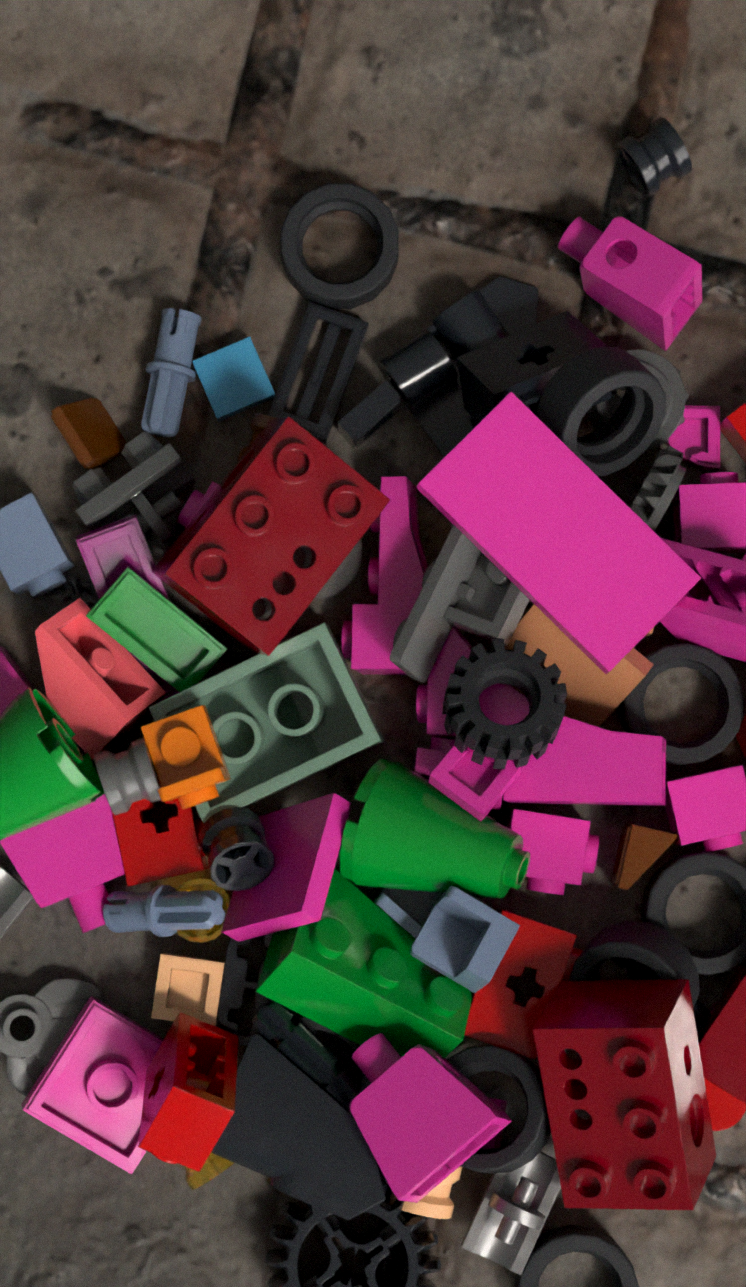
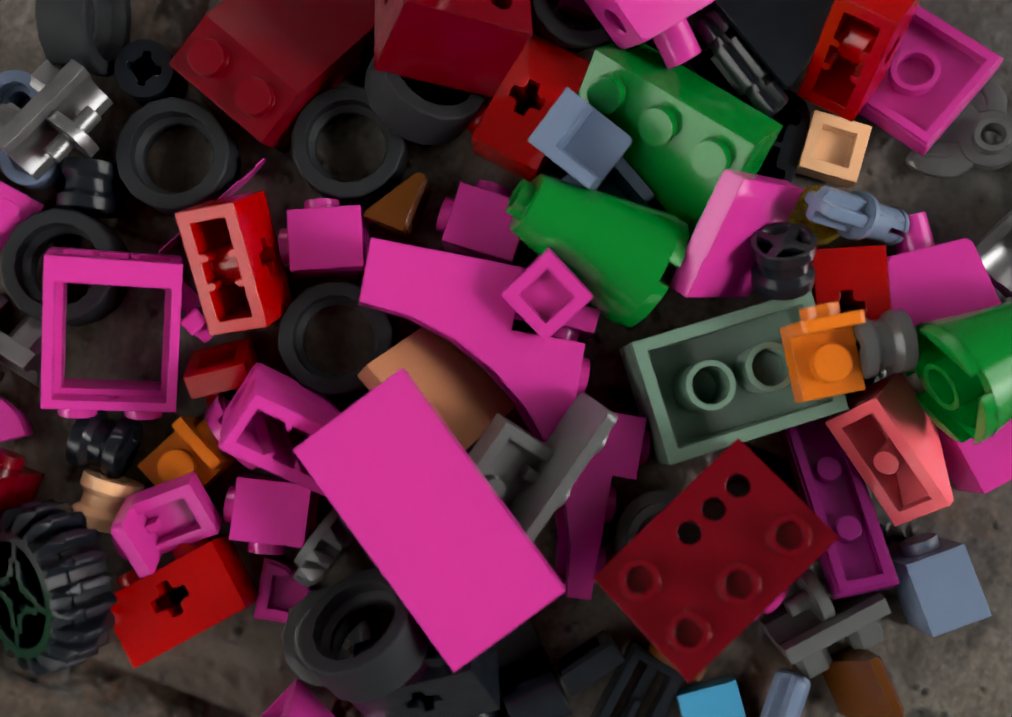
camera: 170 degrees left, 0 degrees up
(156, 631) = (830, 483): green tile -> none
(511, 668) = (501, 393): black tyre -> none

